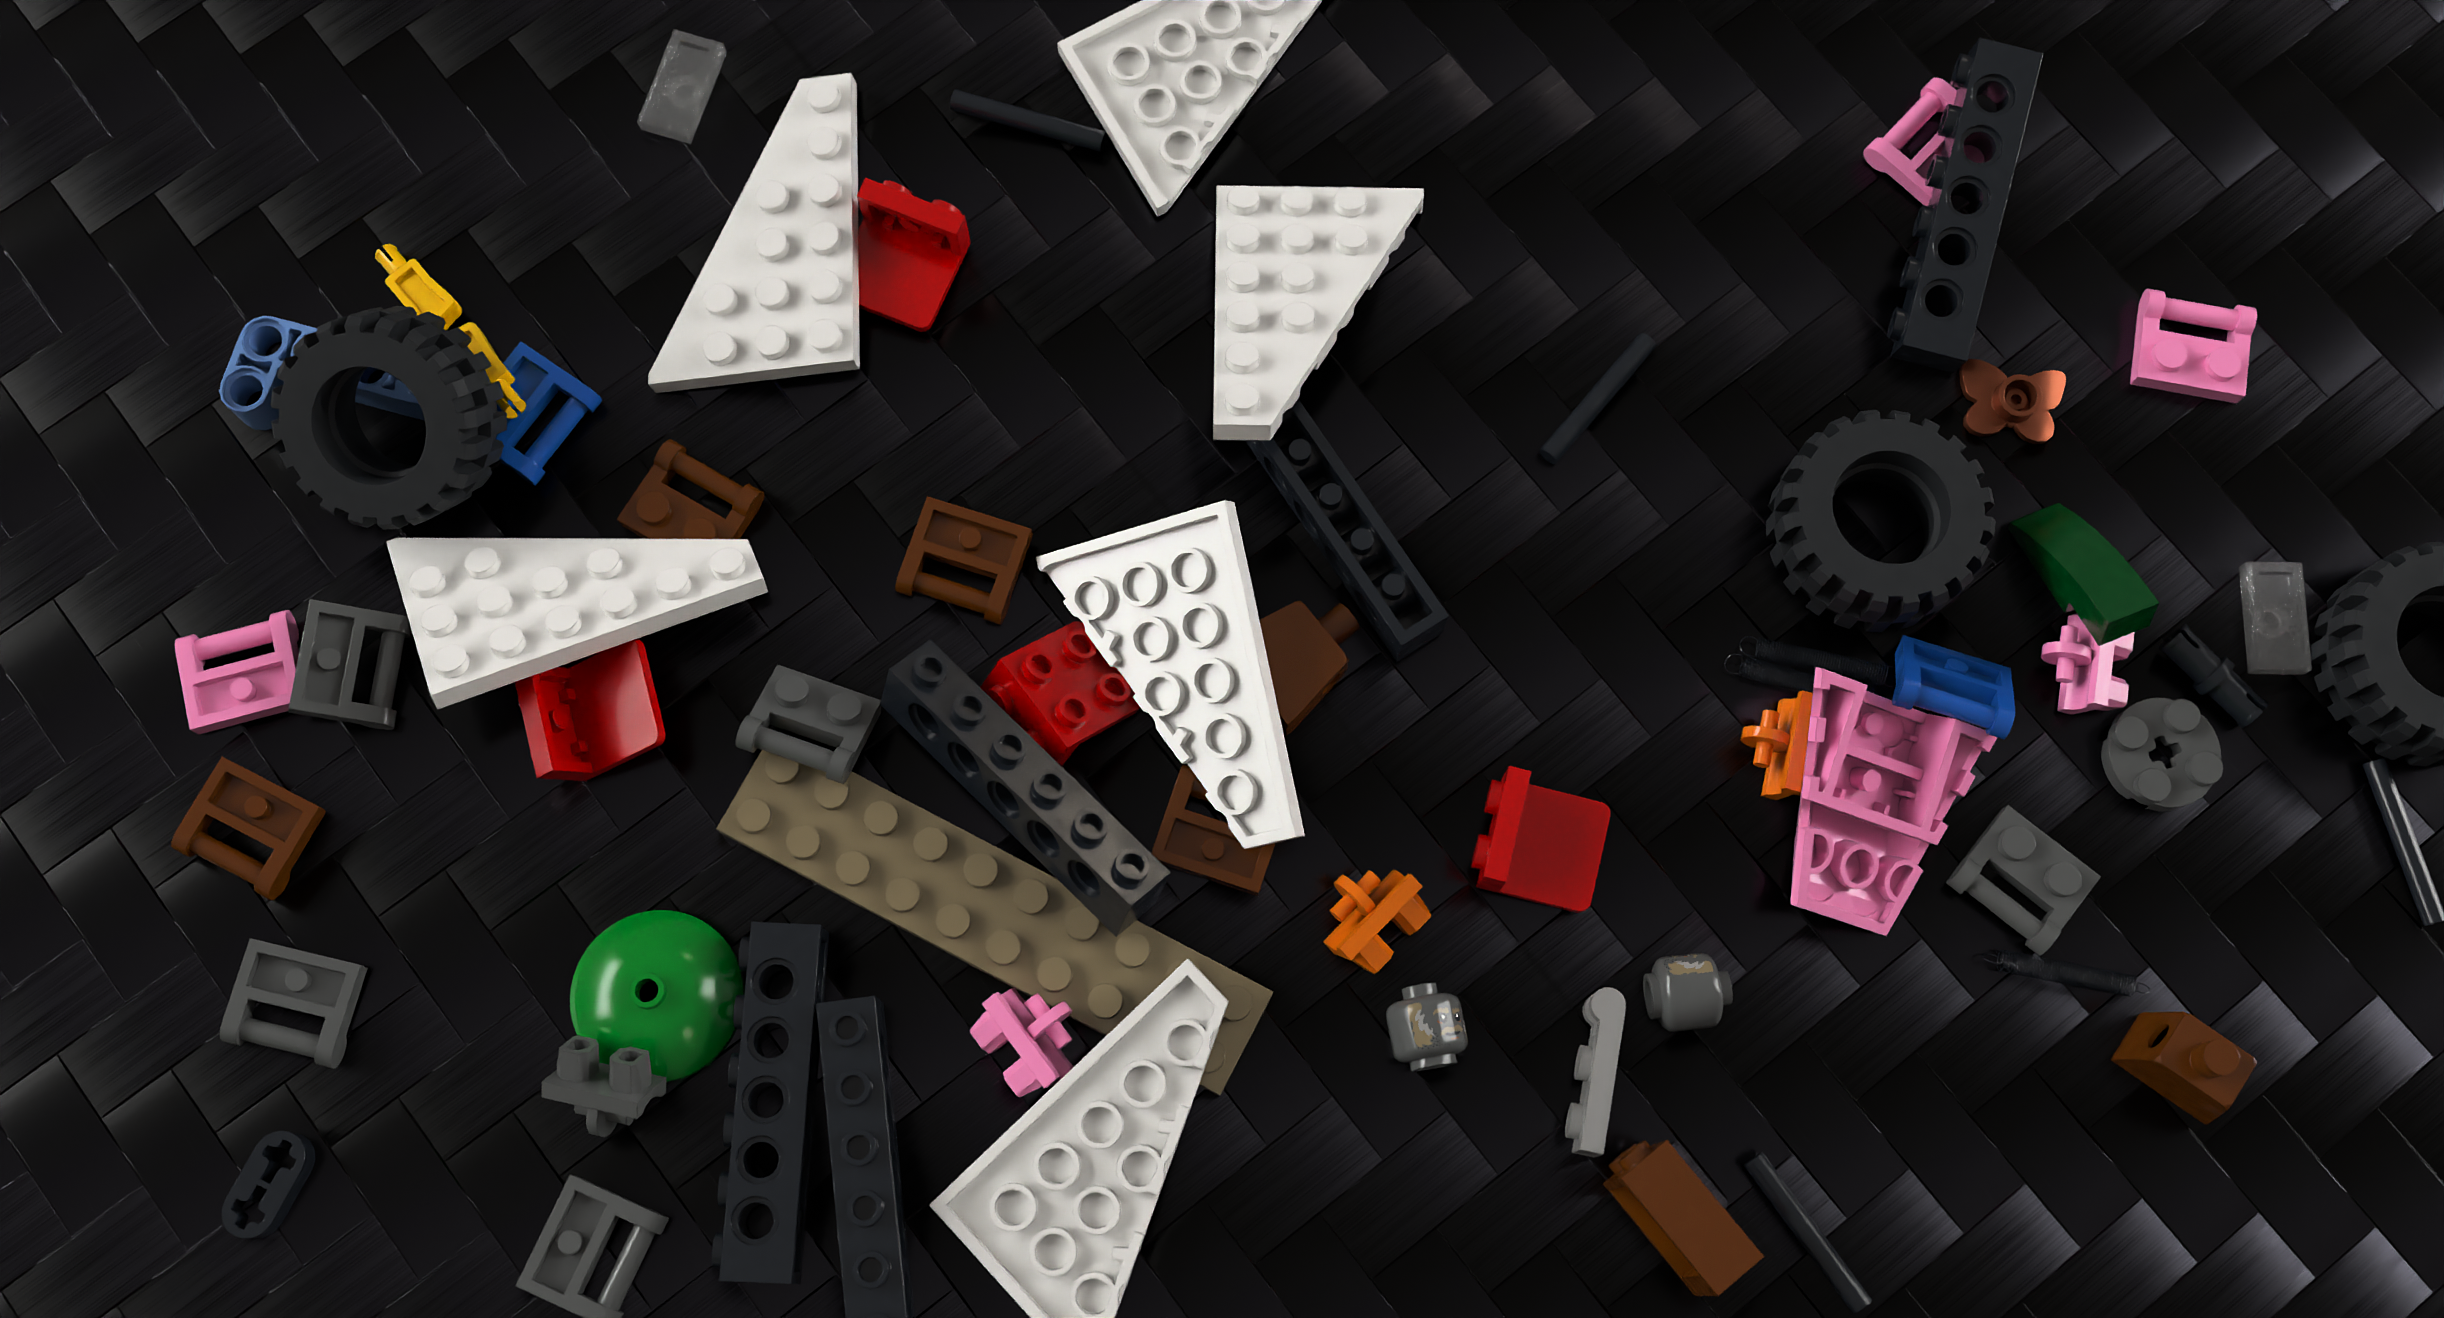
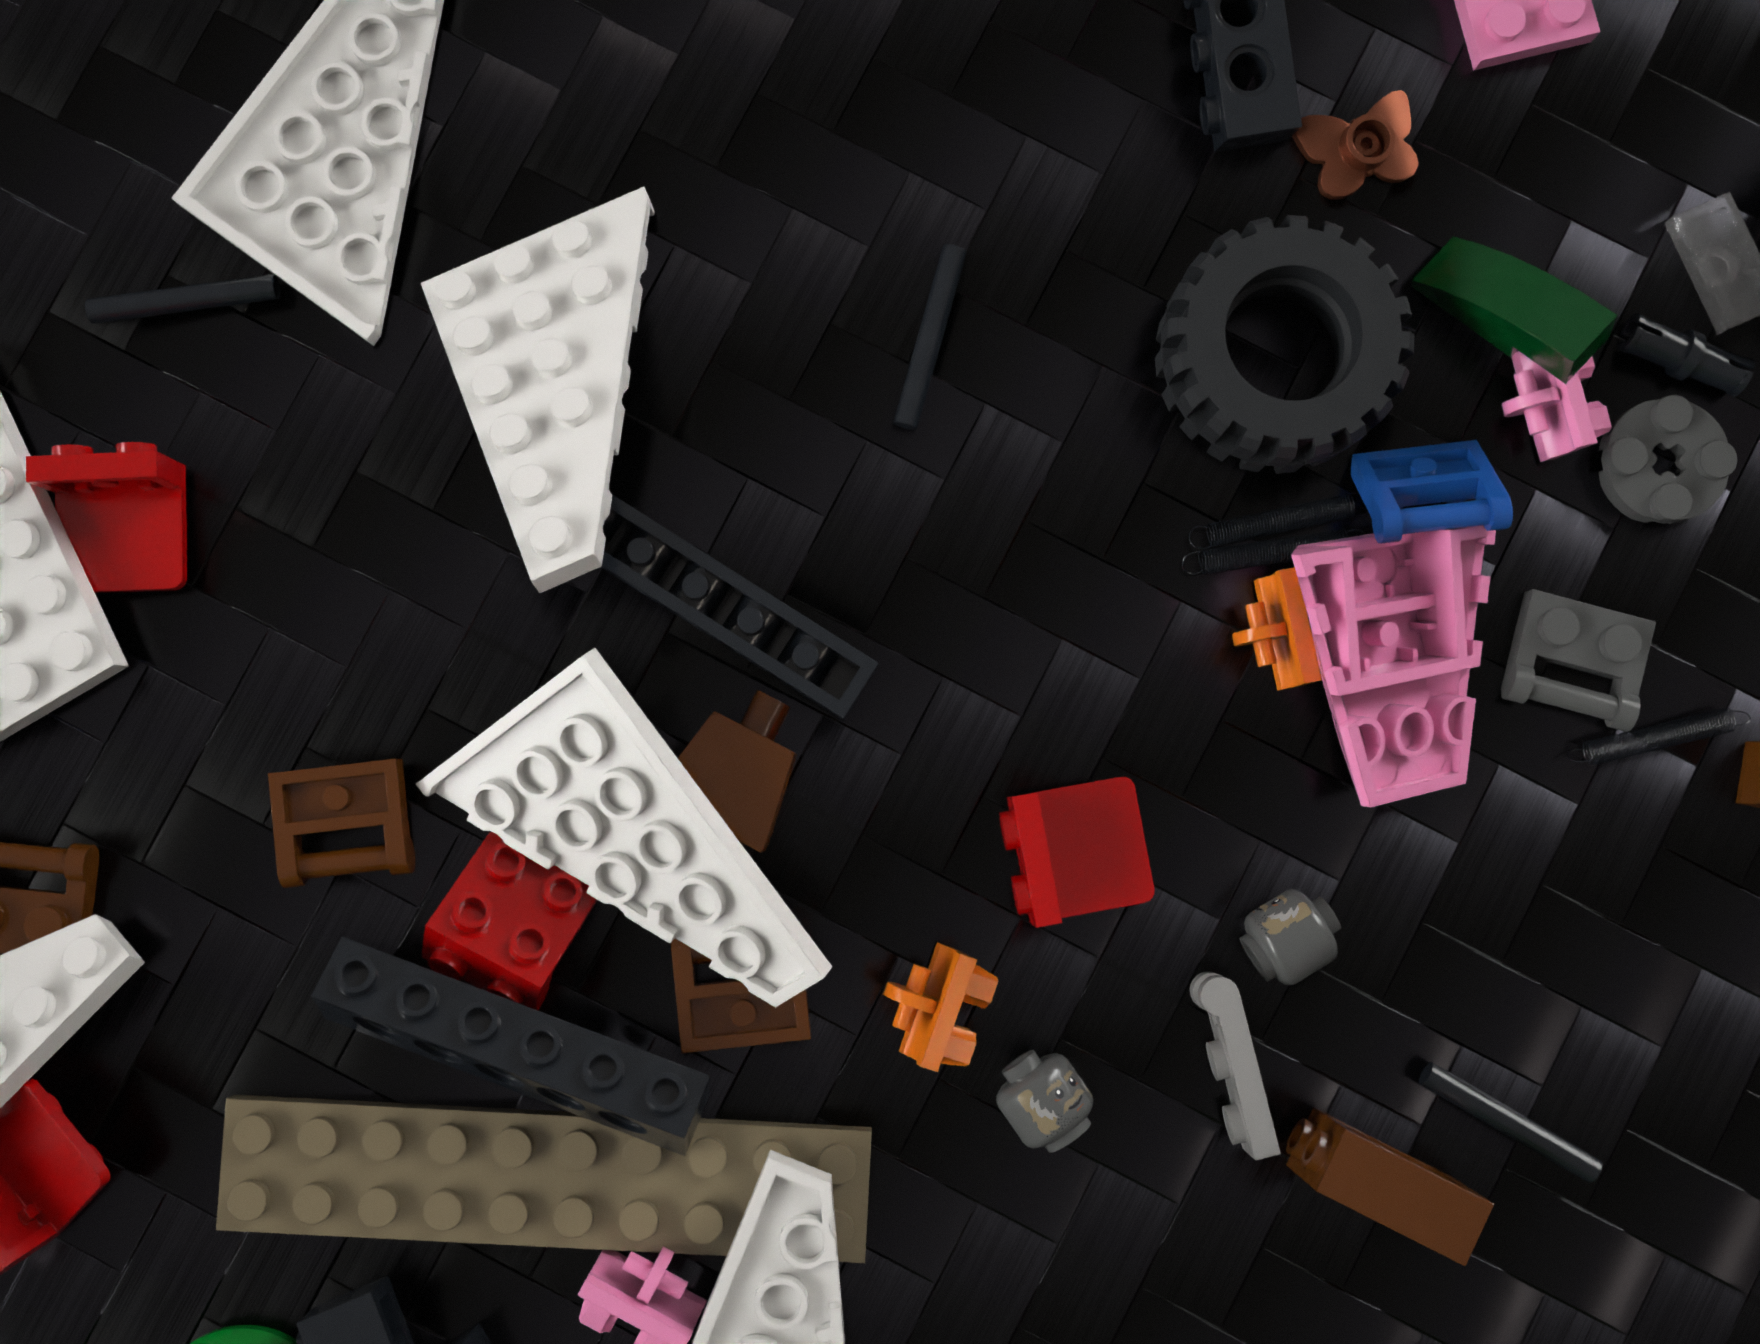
camera: 25 degrees left, 10 degrees up
(813, 711) = (259, 1057): dark grey plate -> none

